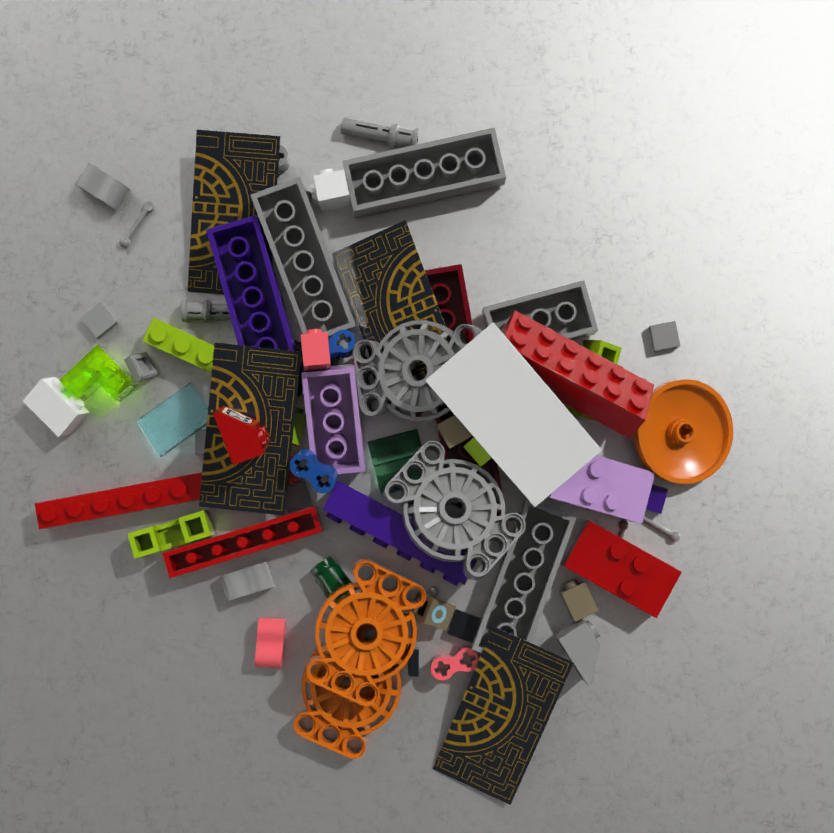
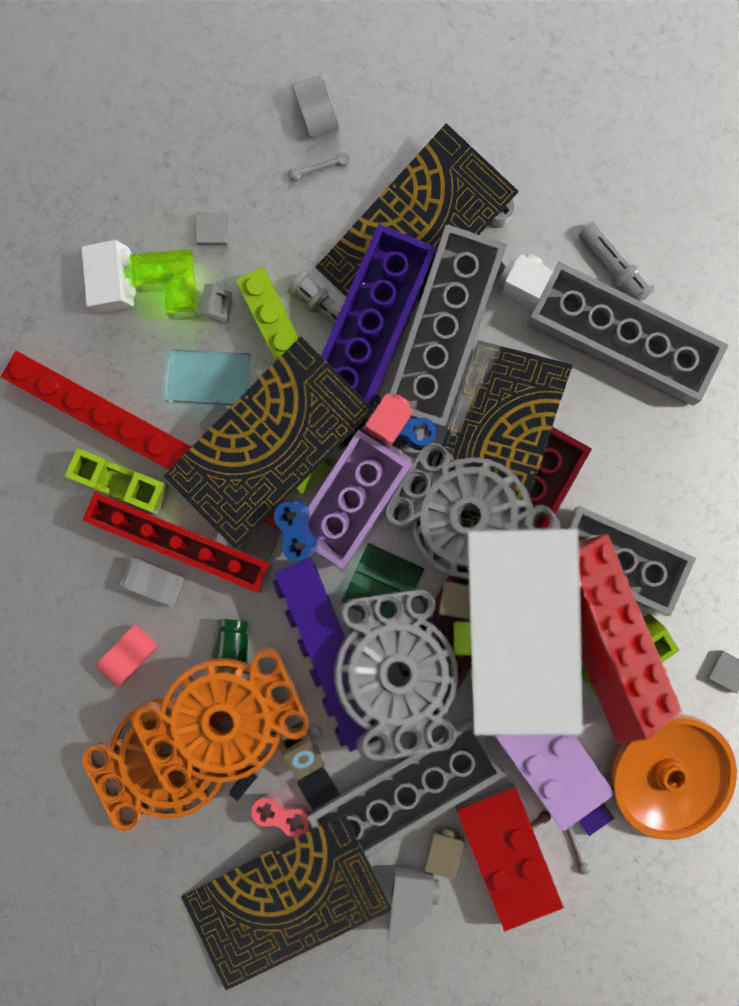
camera: 45 degrees right, 0 degrees up
(241, 434) = (255, 442): red slope -> none

